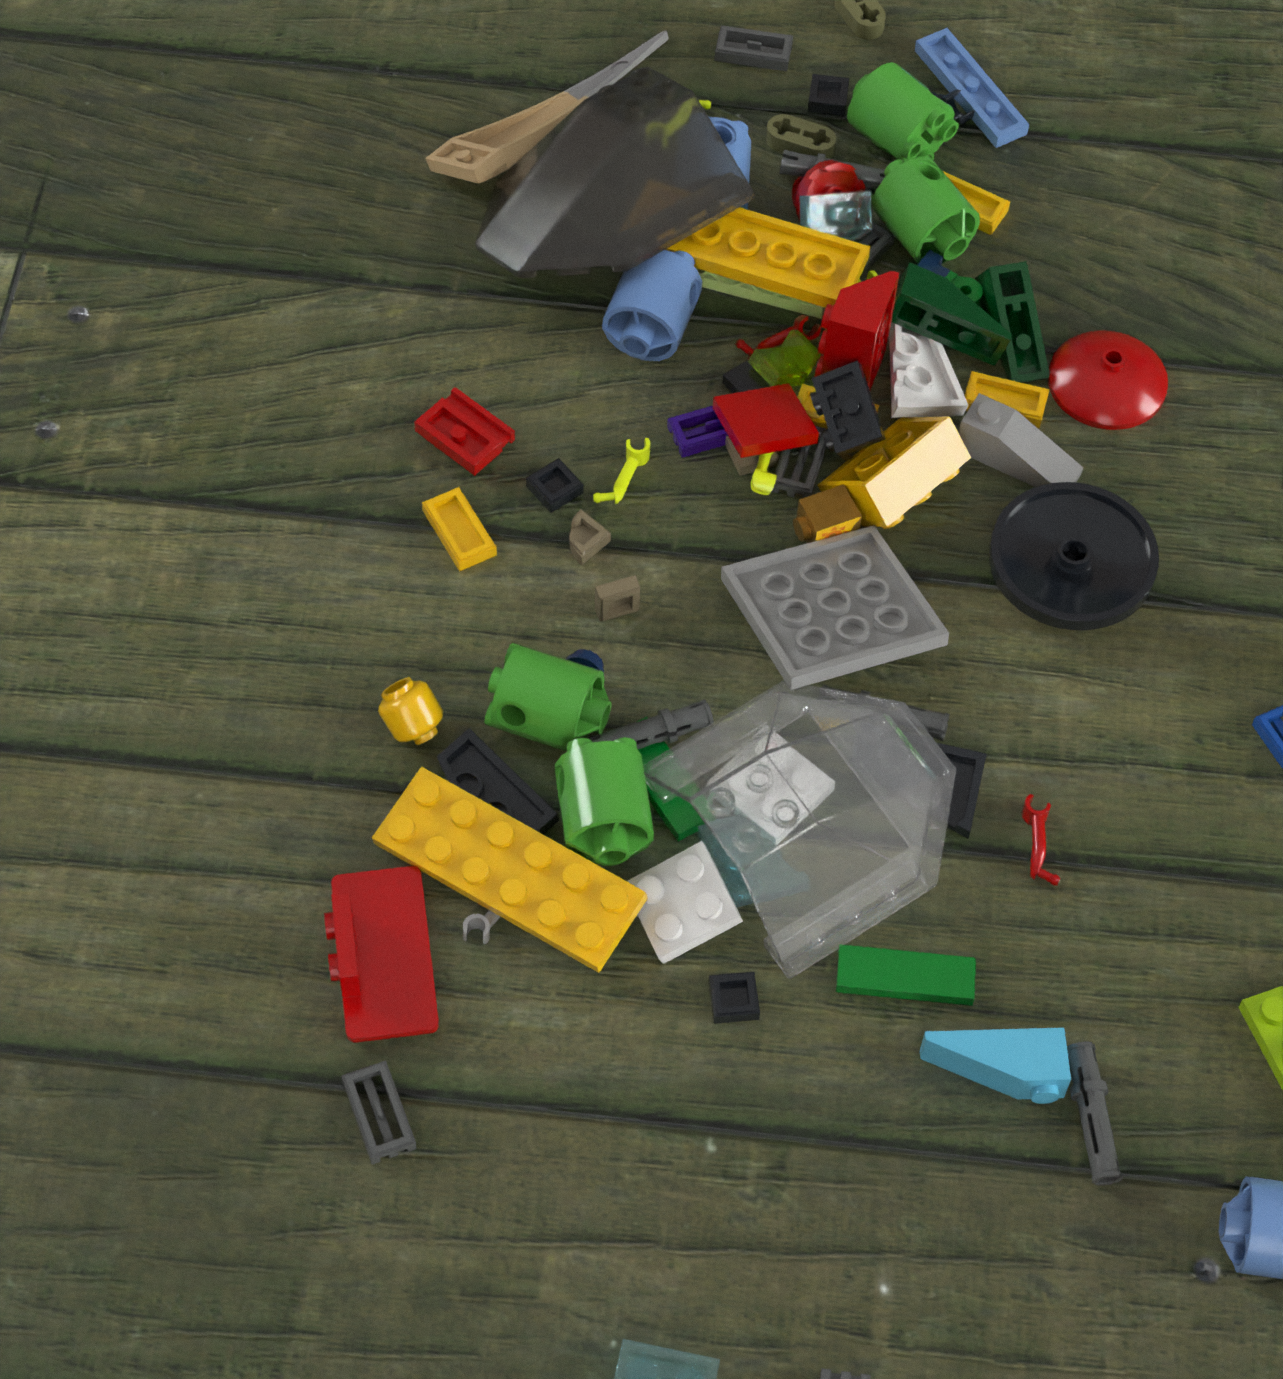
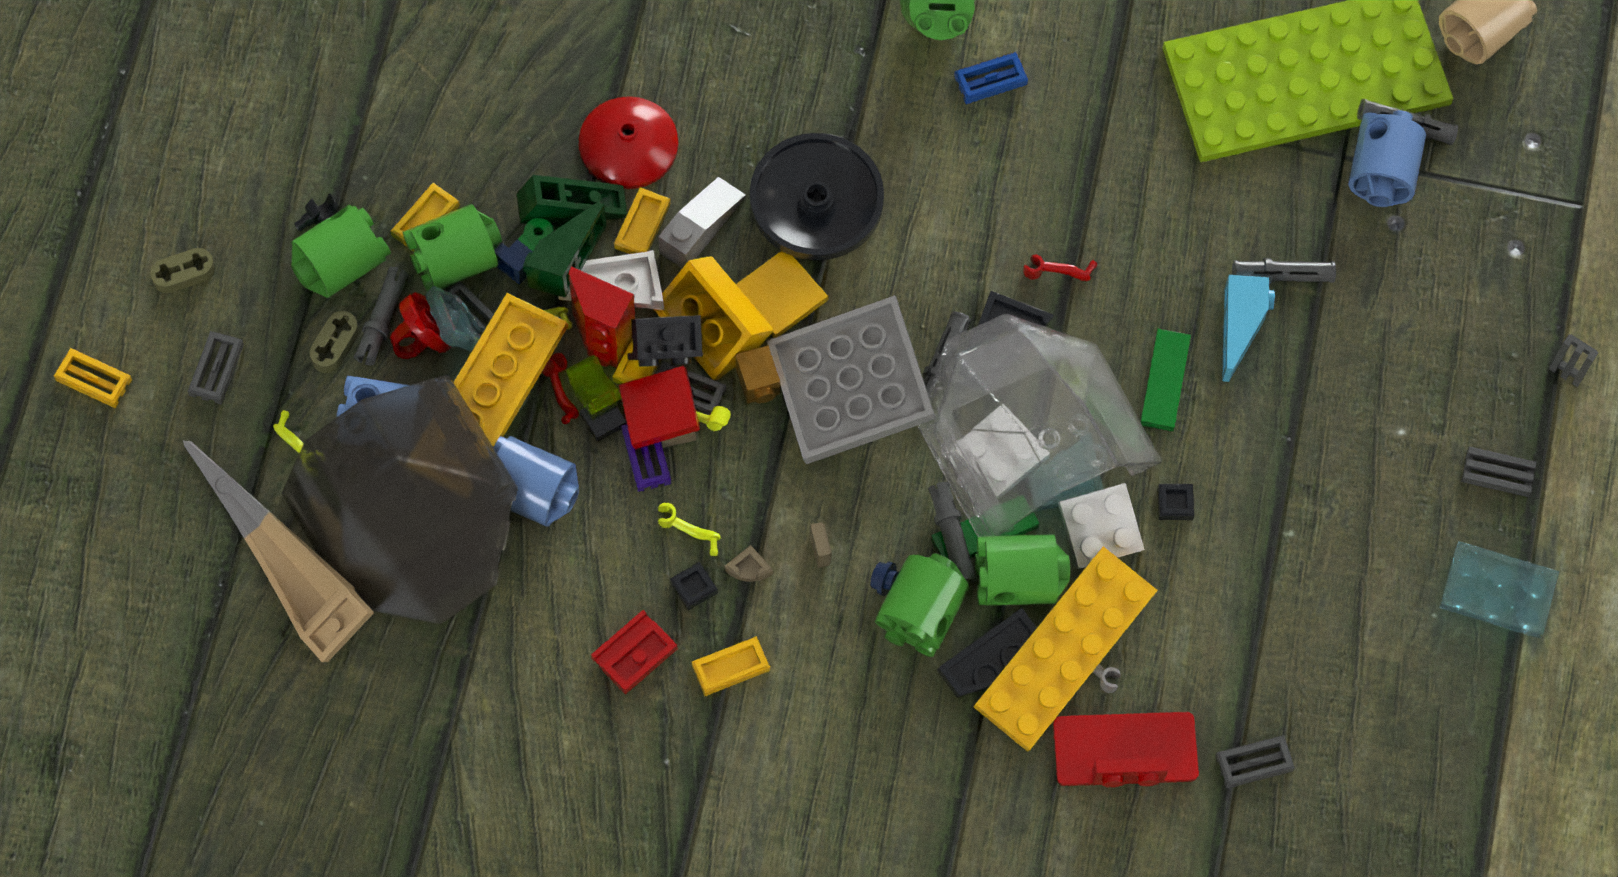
camera: 85 degrees left, 10 degrees up
(410, 711) = (919, 711): yellow head -> none
(828, 94) = (288, 310): black plate -> none
(941, 541) = (782, 292): none -> yellow tile
(959, 71) = (295, 191): medium blue plate -> none

